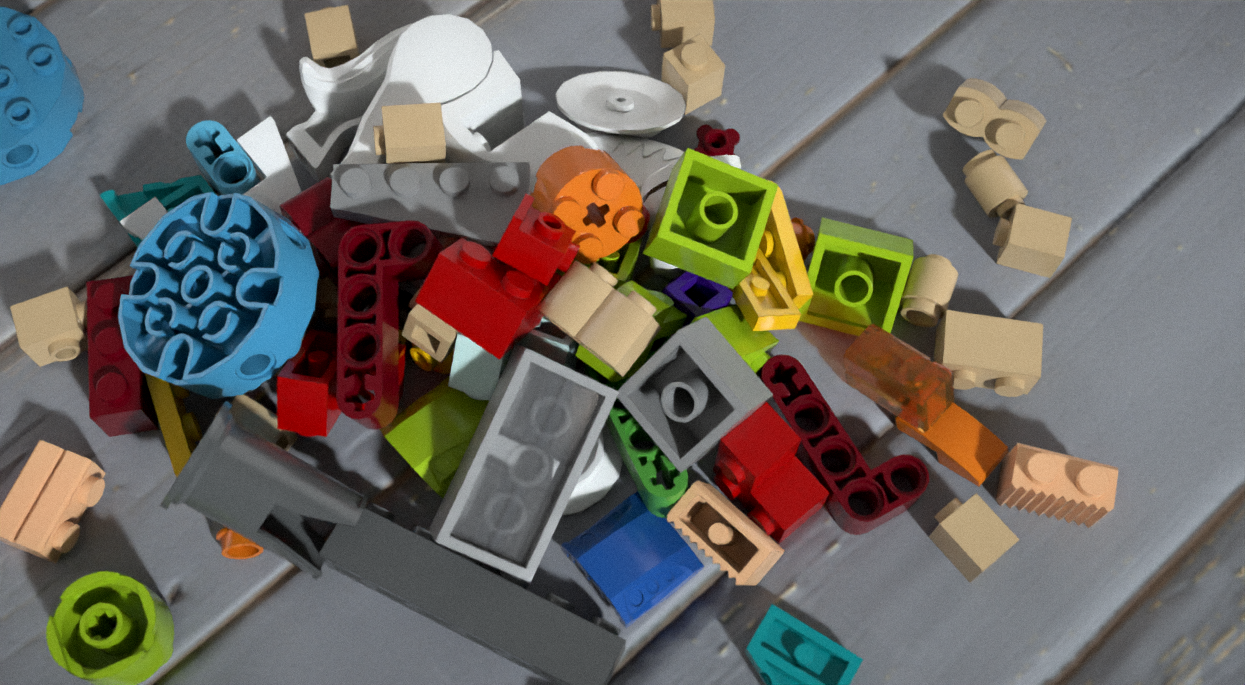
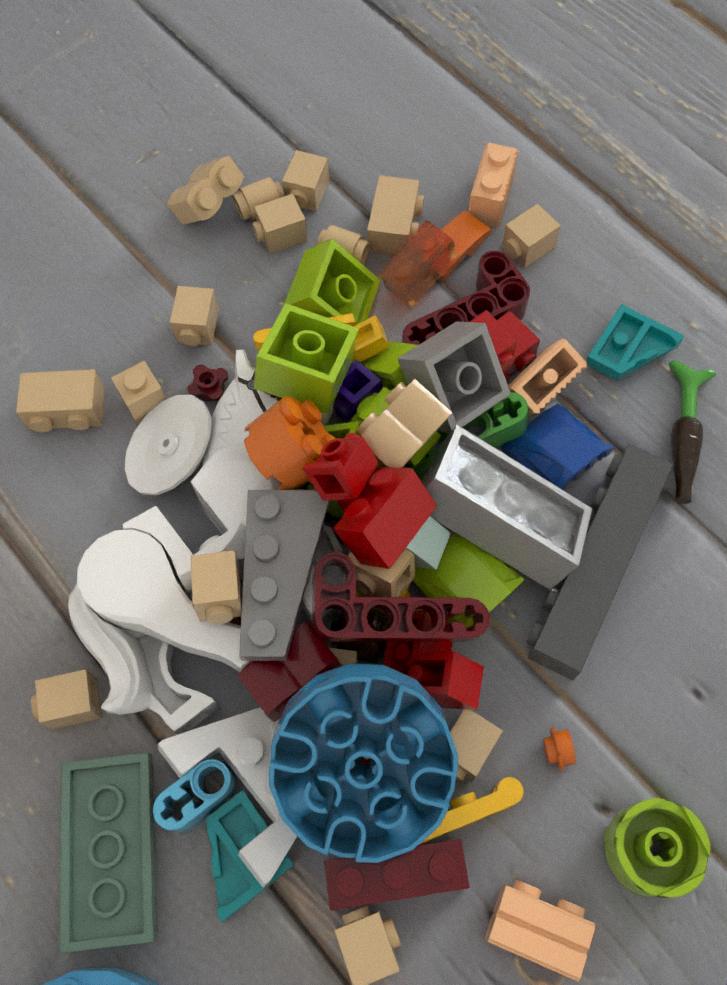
camera: 85 degrees left, 0 degrees up
(174, 91) = (107, 853): none -> sand green plate
(263, 492) = (535, 723): dark grey piece -> none
(801, 120) = (194, 315): none -> tan brick
(957, 212) = (280, 224): none -> tan brick

